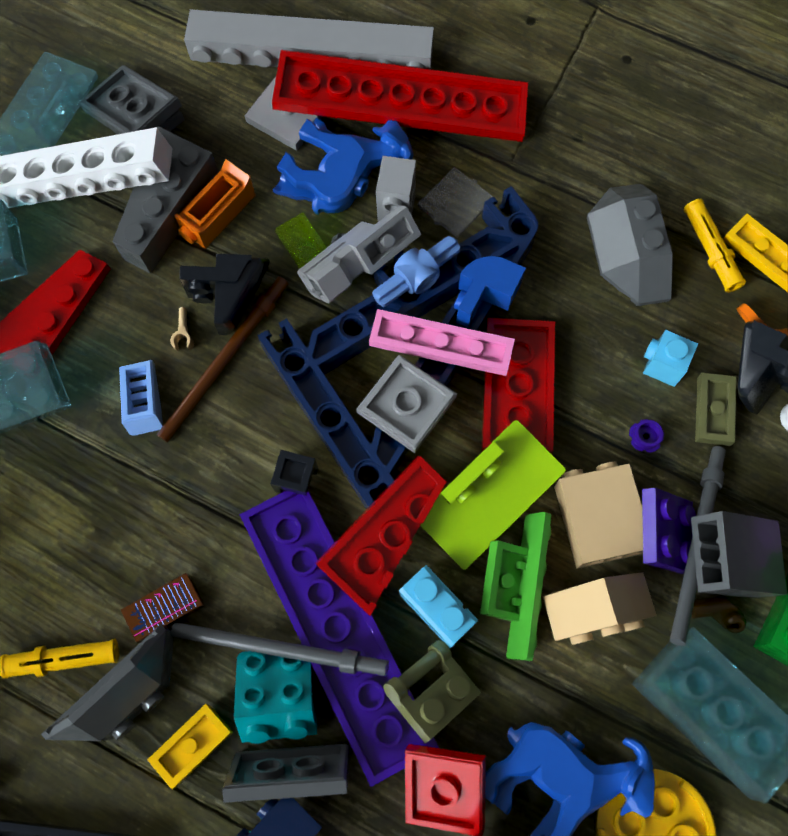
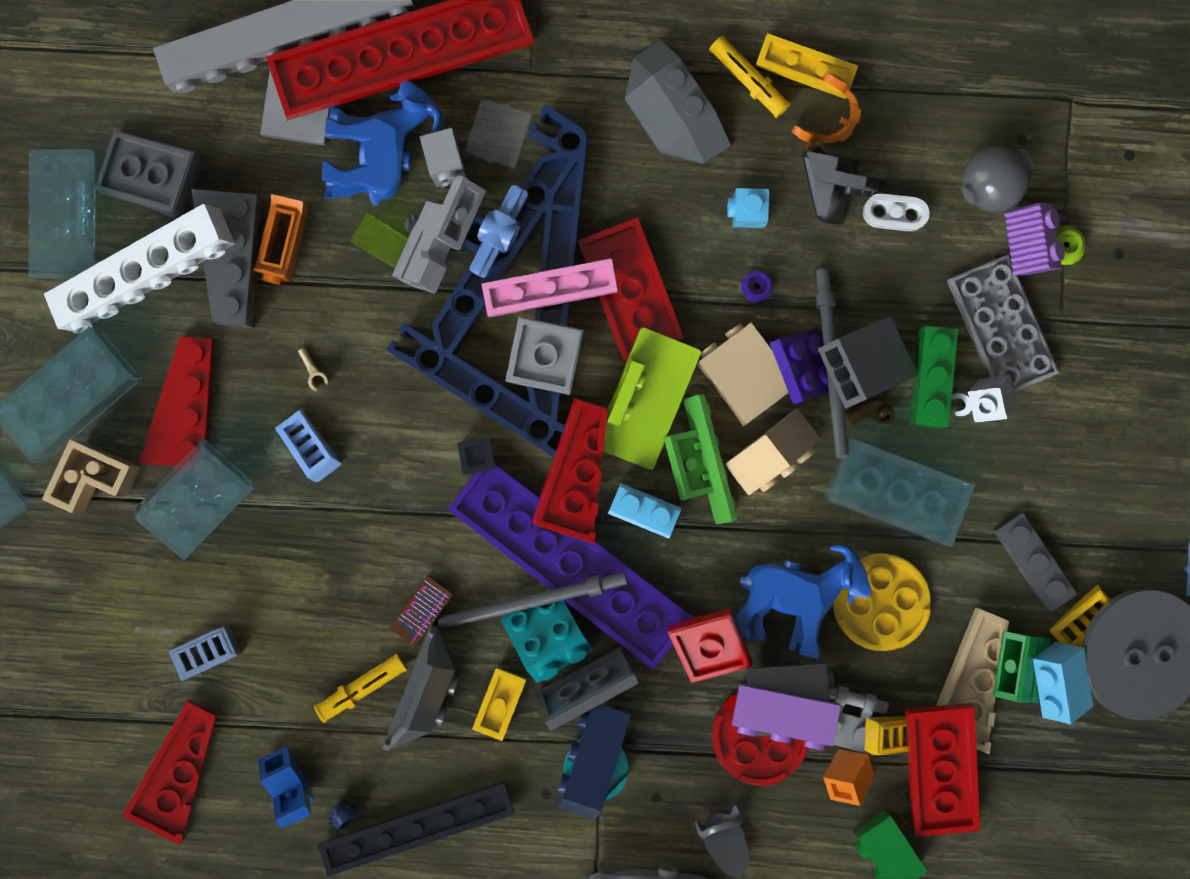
camera: 20 degrees left, 15 degrees up
(229, 283) = (340, 311): black piece -> none
(262, 307) = (373, 316): reddish brown bar -> none
(440, 701) = (678, 581): olive plate -> none
(489, 280) = (564, 212): blue brick -> none
(715, 409) = (806, 236): olive plate -> none

